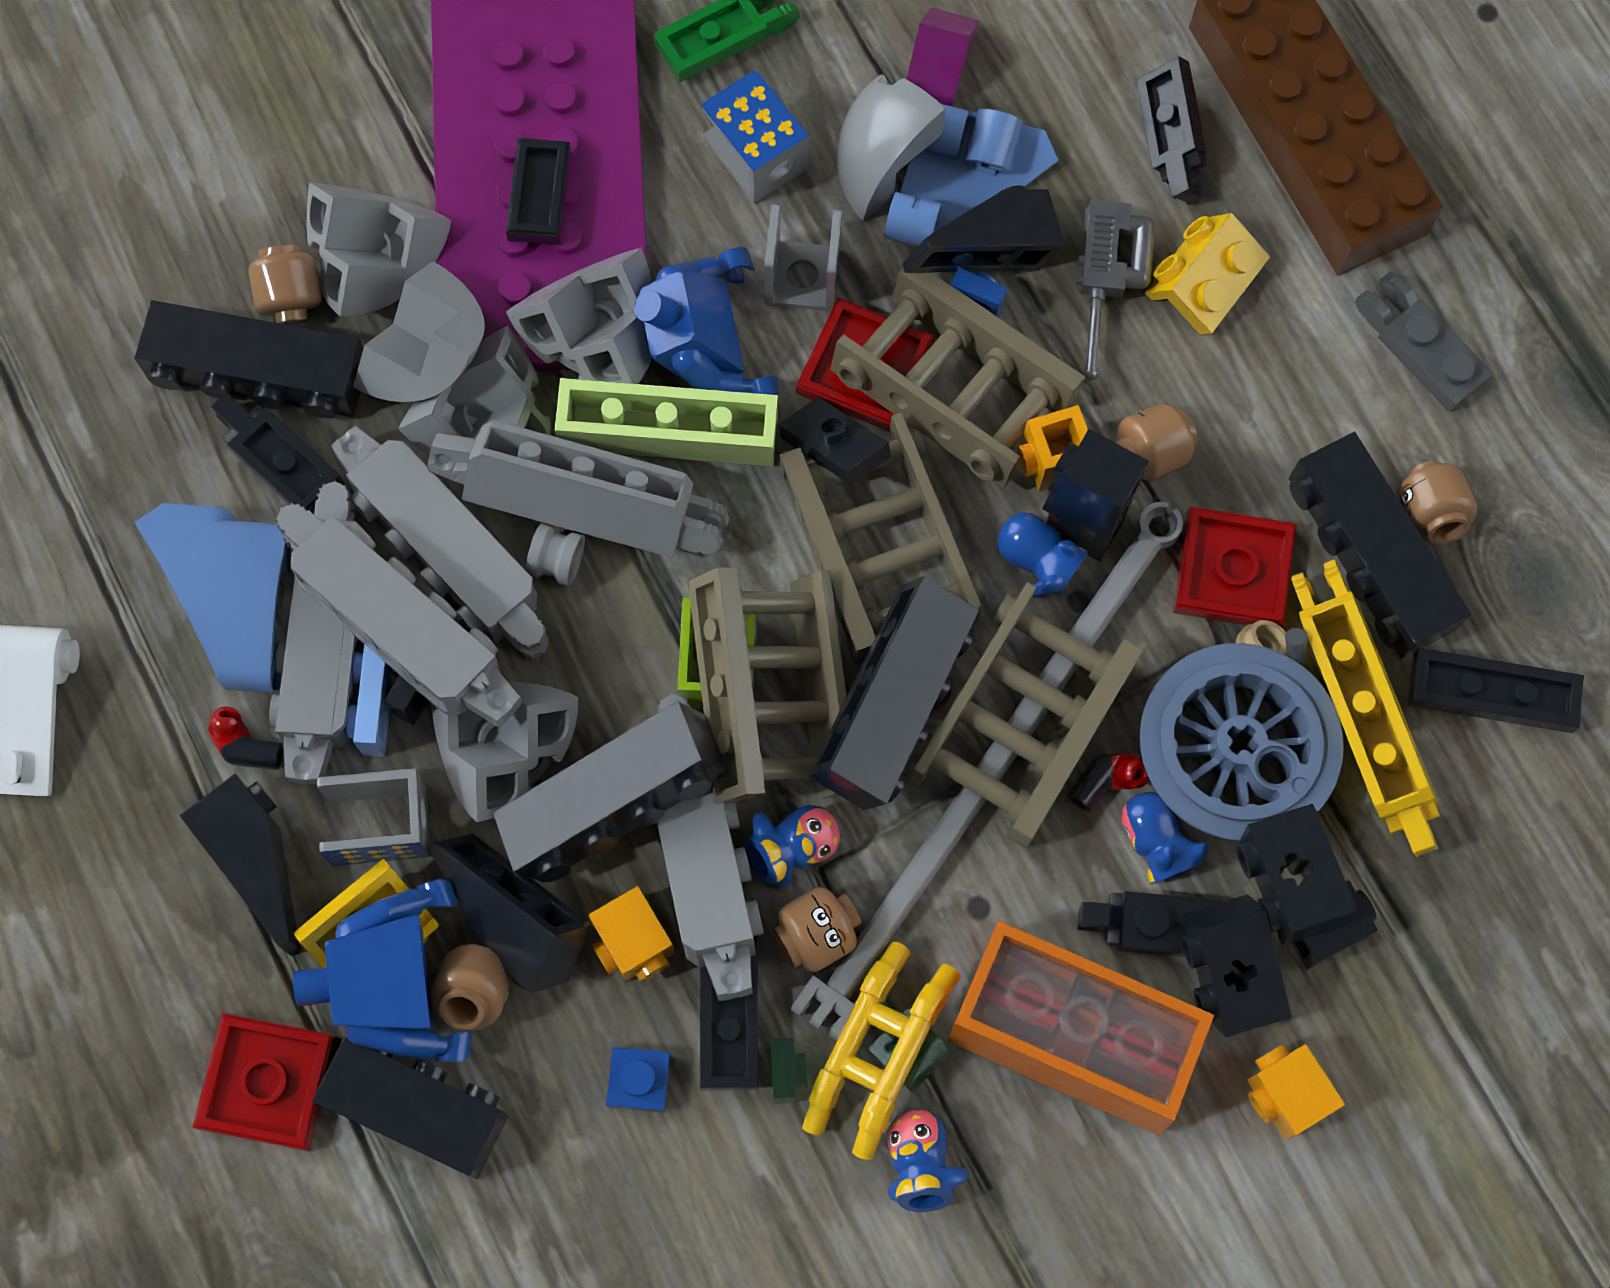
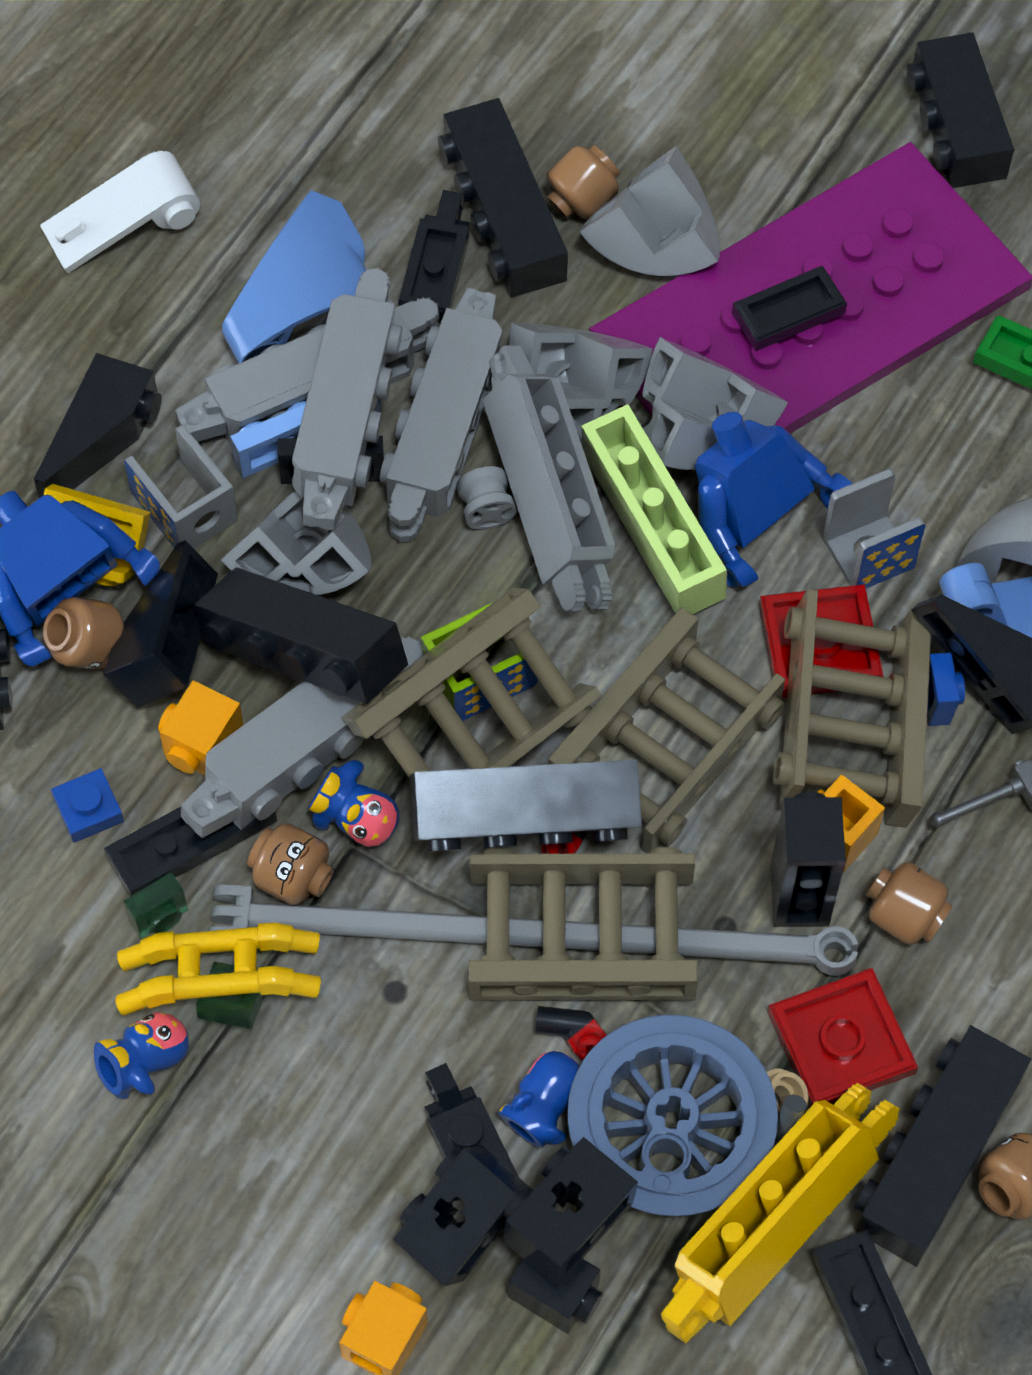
camera: 60 degrees right, 10 degrees down
(238, 745) = (186, 367): arm -> none
(427, 344) = (599, 302): light grey brick -> none
(756, 136) = (958, 438): piece -> none
(834, 440) = (727, 646): black plate -> none
(1038, 548) = (743, 862): blue animal -> none
(1081, 1028) = (330, 1116): brick -> none

